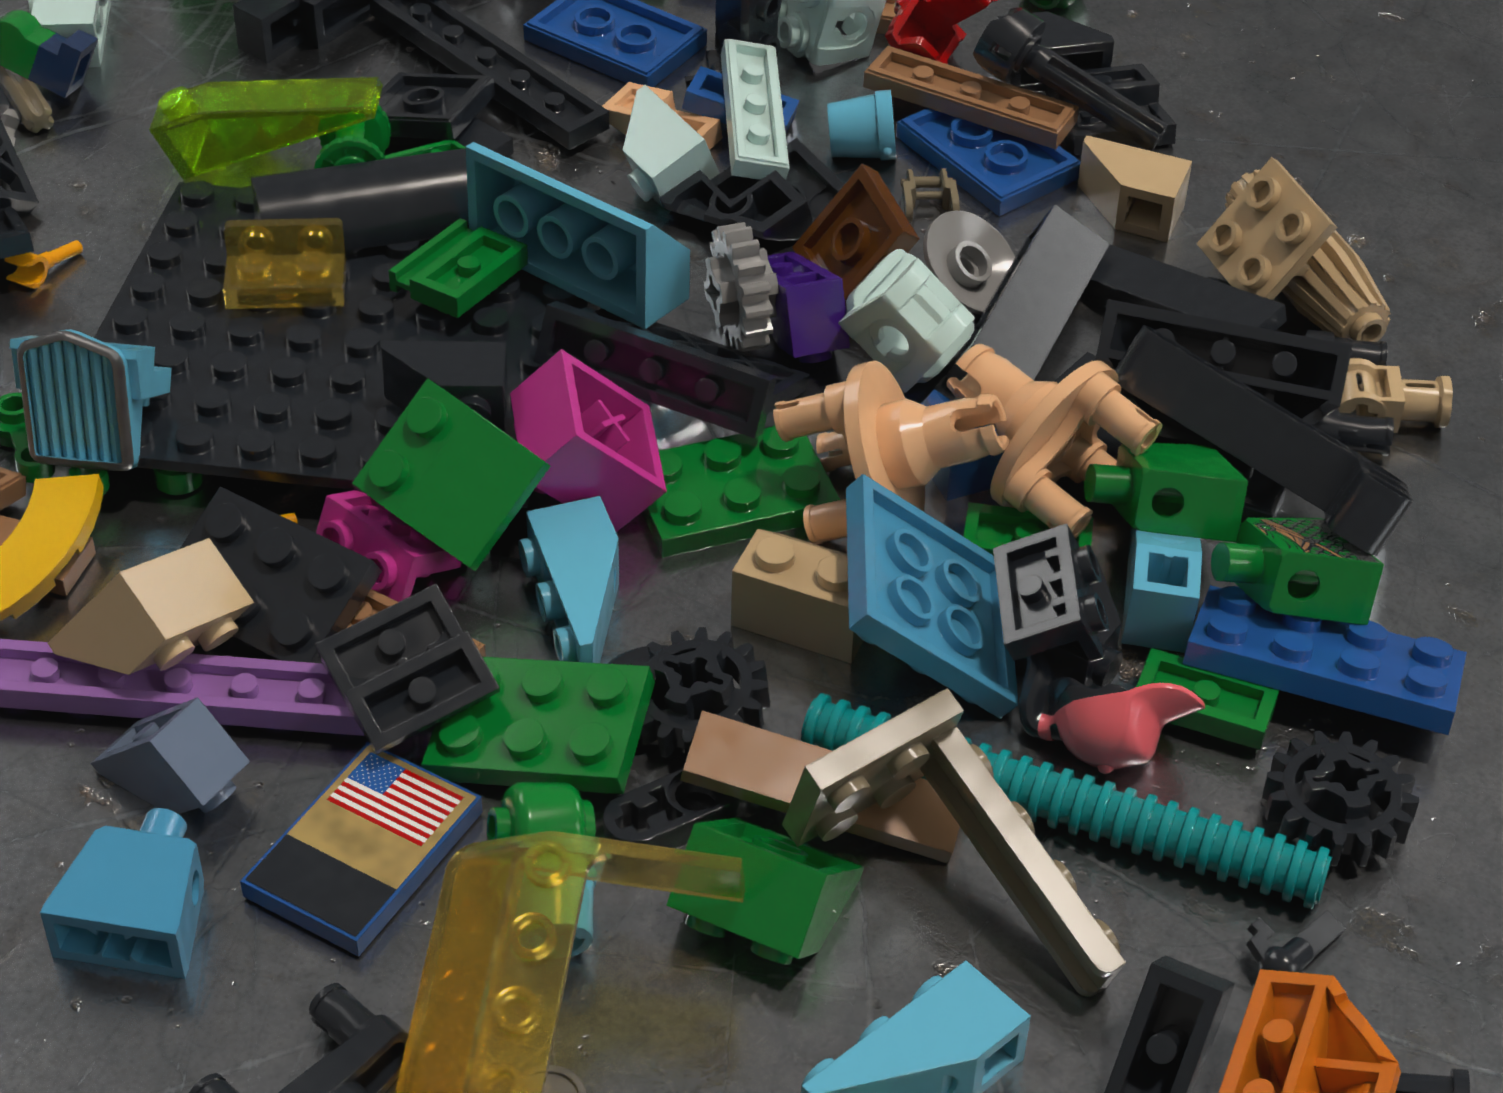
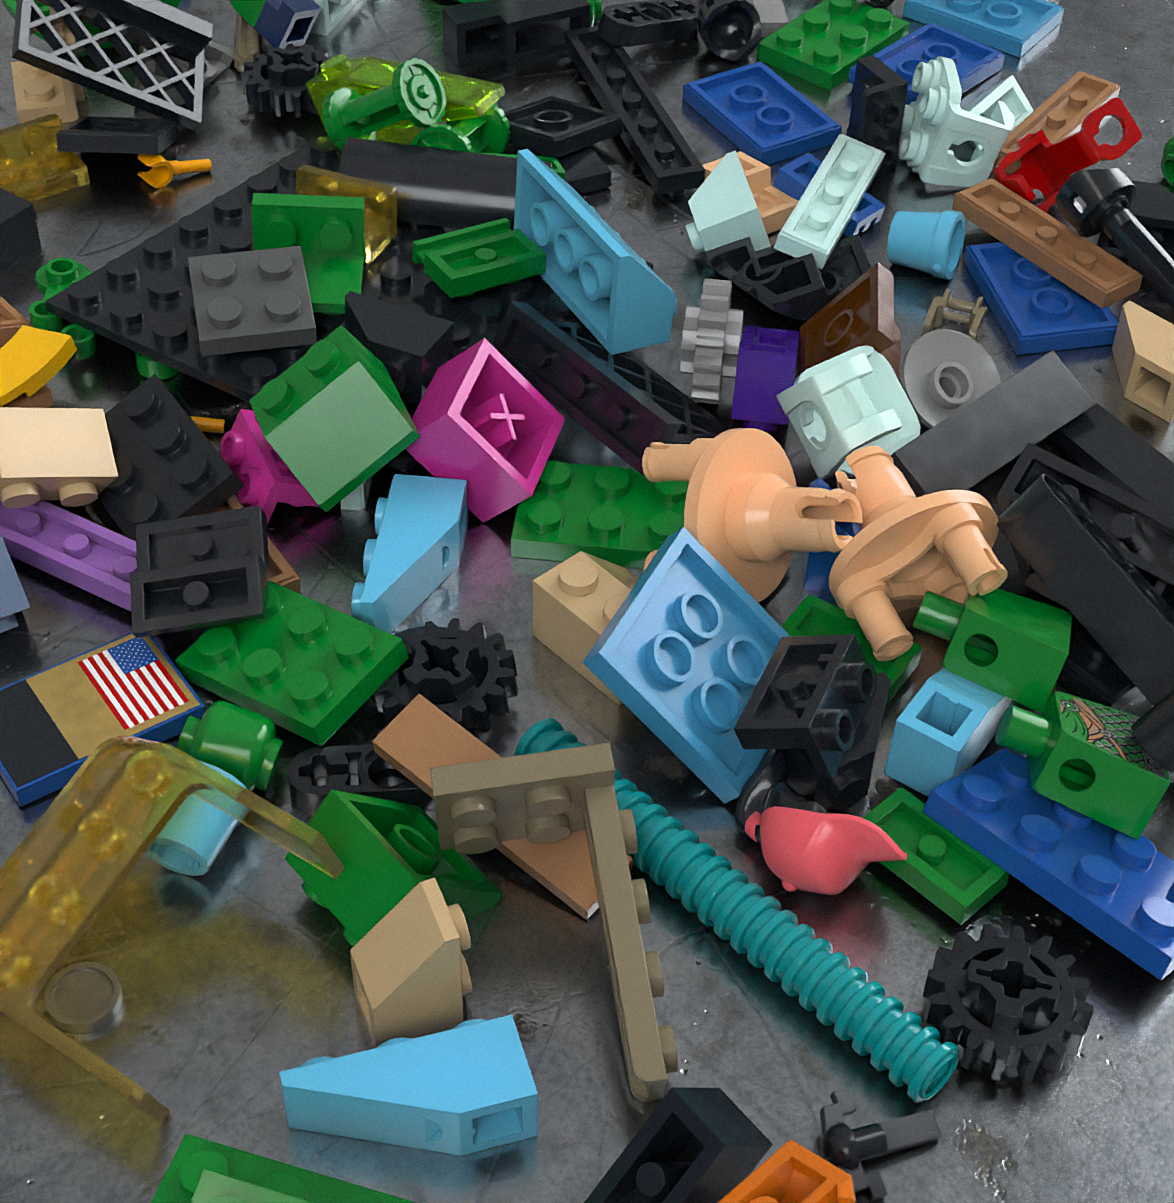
camera: 25 degrees right, 0 degrees up
(85, 398) = (89, 268): medium azure piece -> none
(108, 127) = (280, 79): none -> black gear
(231, 154) = (413, 96): none -> green hose
(273, 380) = (251, 300): none -> dark grey plate
(293, 315) = (329, 236): none -> green bracket
(851, 956) = (413, 968): none -> tan slope

